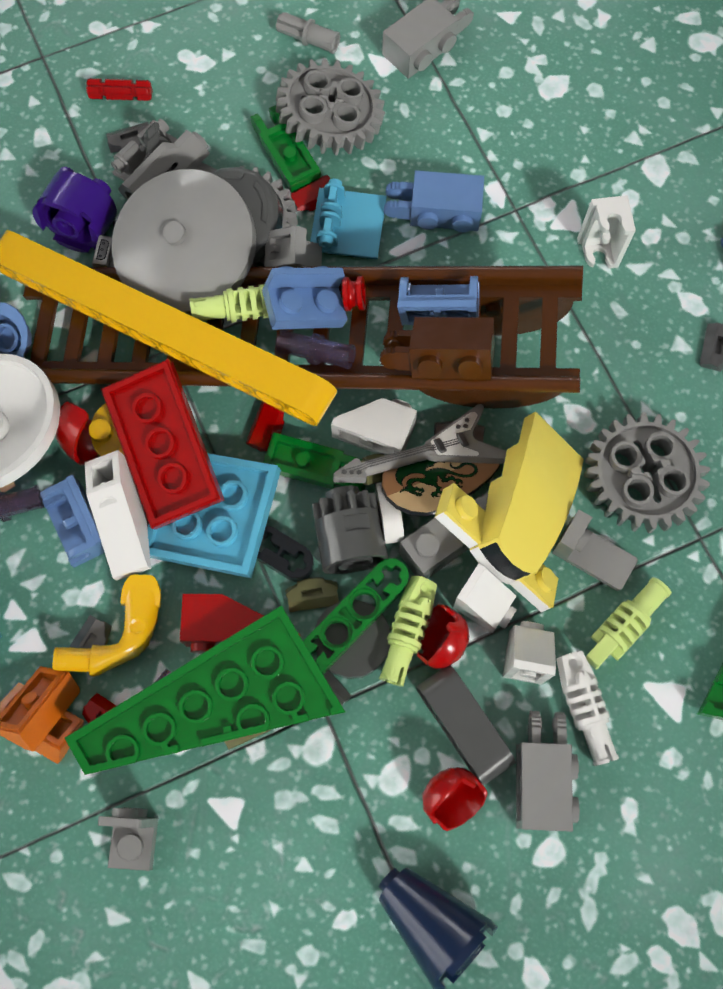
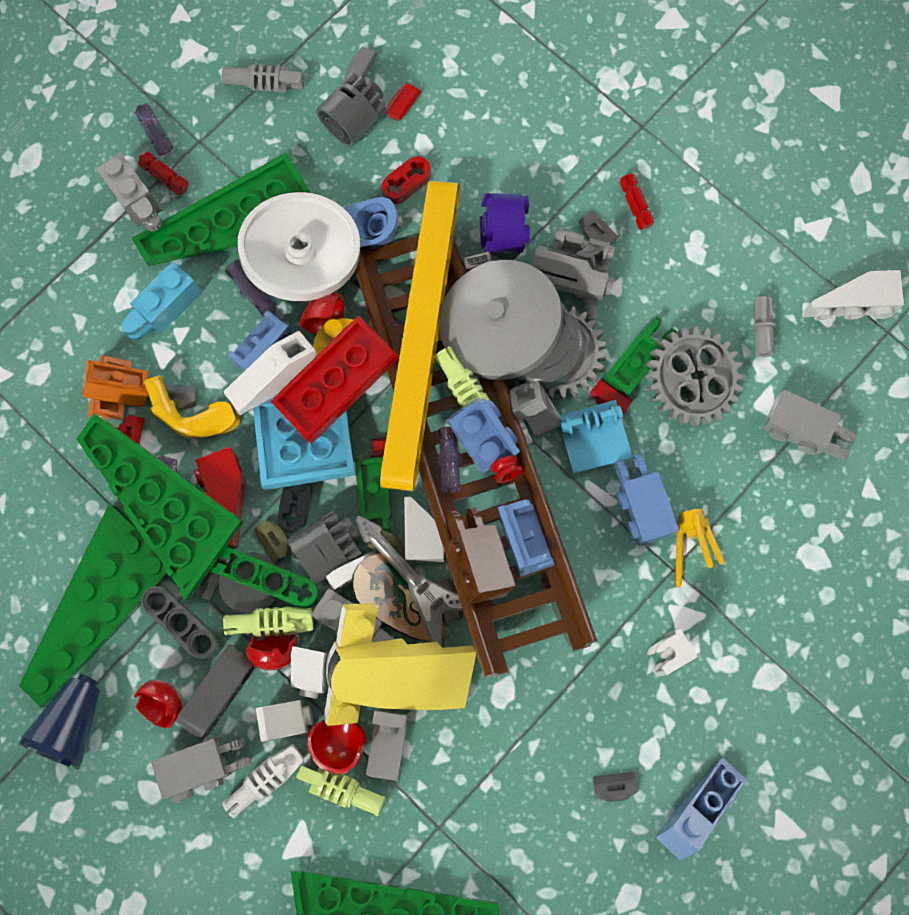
camera: 70 degrees right, 5 degrees up
(131, 839) = (54, 489): light grey bracket -> none
(286, 819) = (95, 604): none -> green wing
(379, 718) = (167, 617): none -> dark grey beam
(484, 165) = (695, 526): none -> yellow plant
(581, 604) = (336, 746): none -> red helmet
(678, 465) = (491, 787): light grey gear -> none

